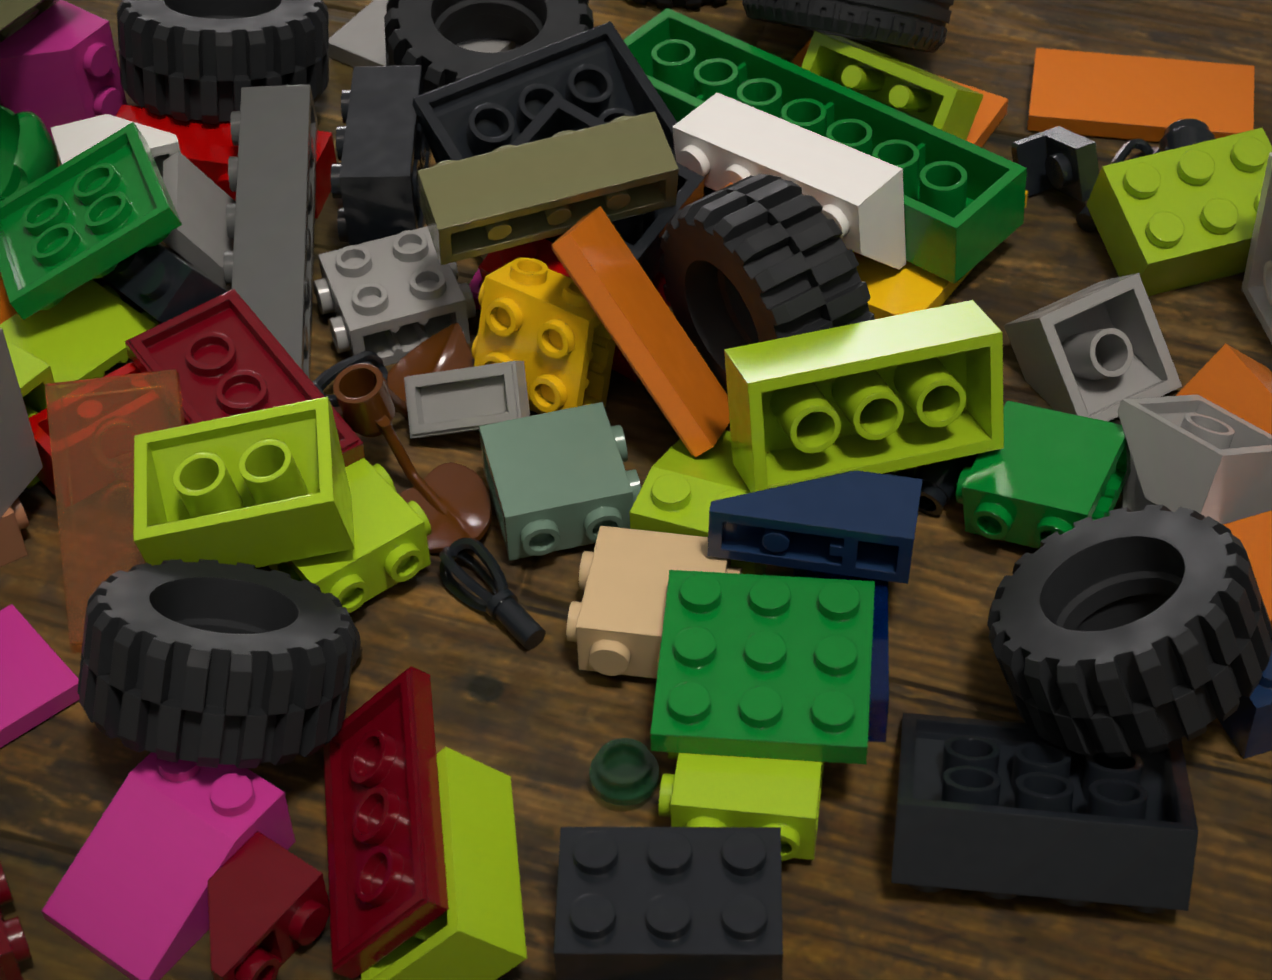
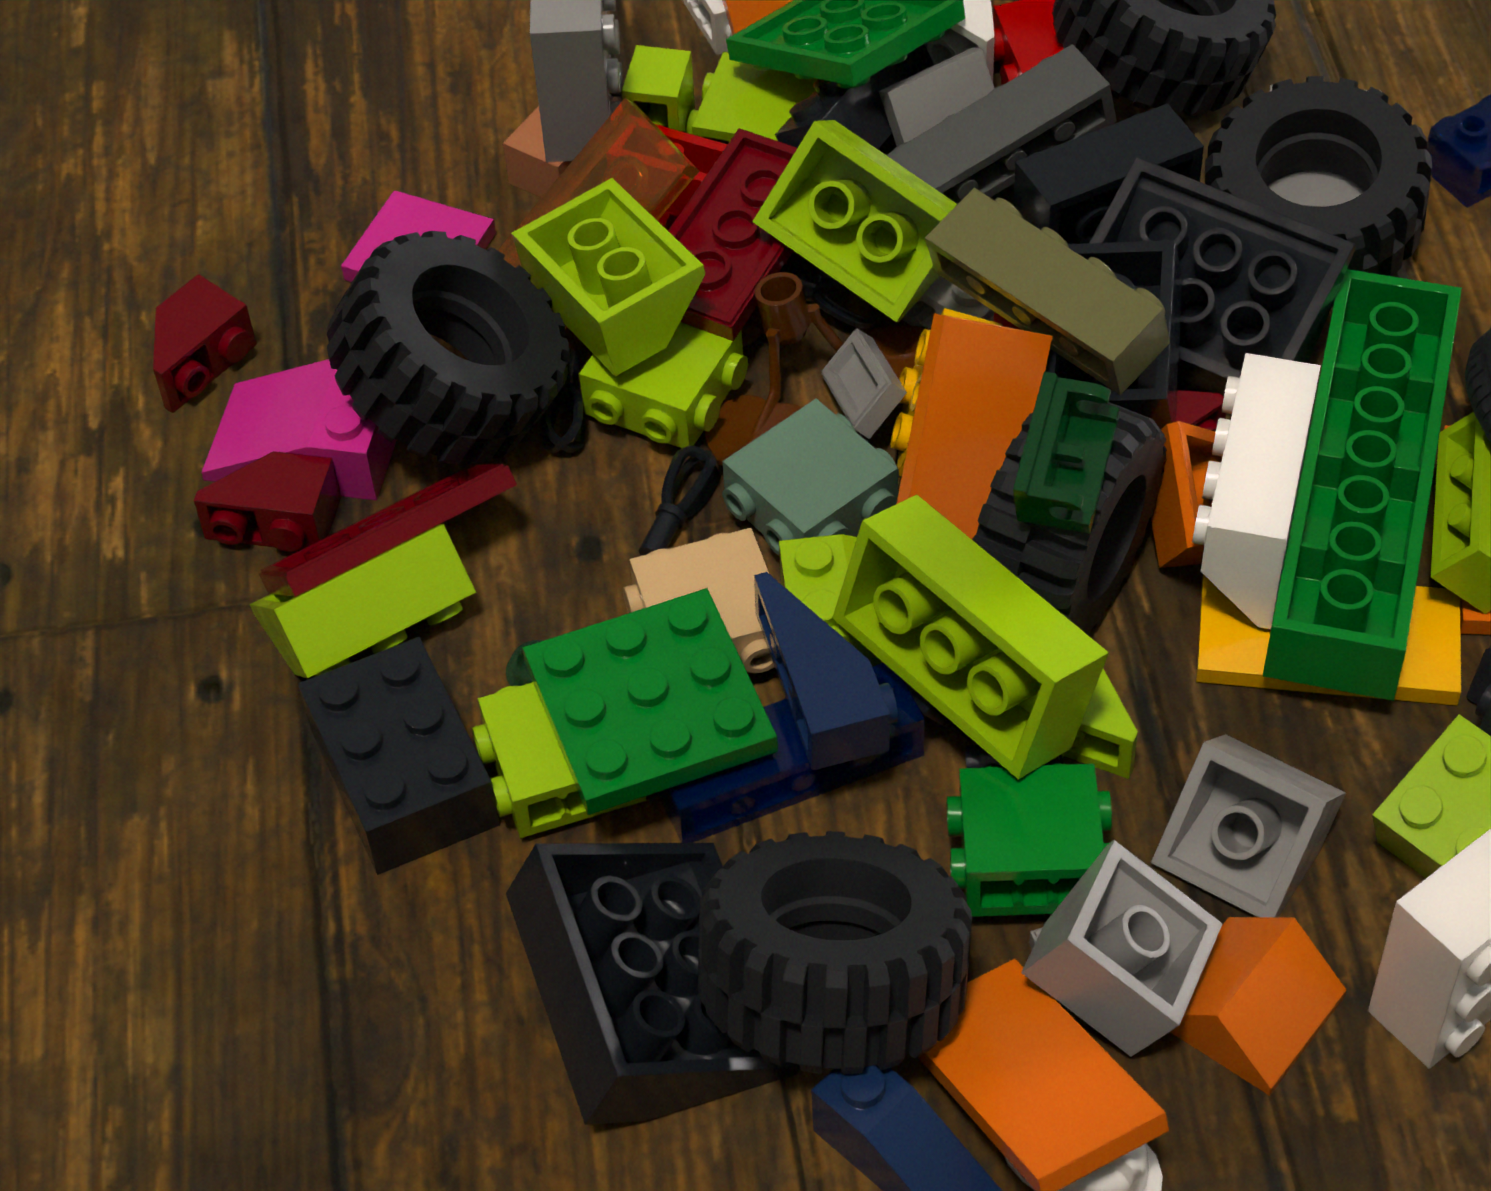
camera: 65 degrees right, 5 degrees up
(326, 292) = (857, 217): none -> lime slope
(789, 218) = (1065, 454): none -> dark green hinge

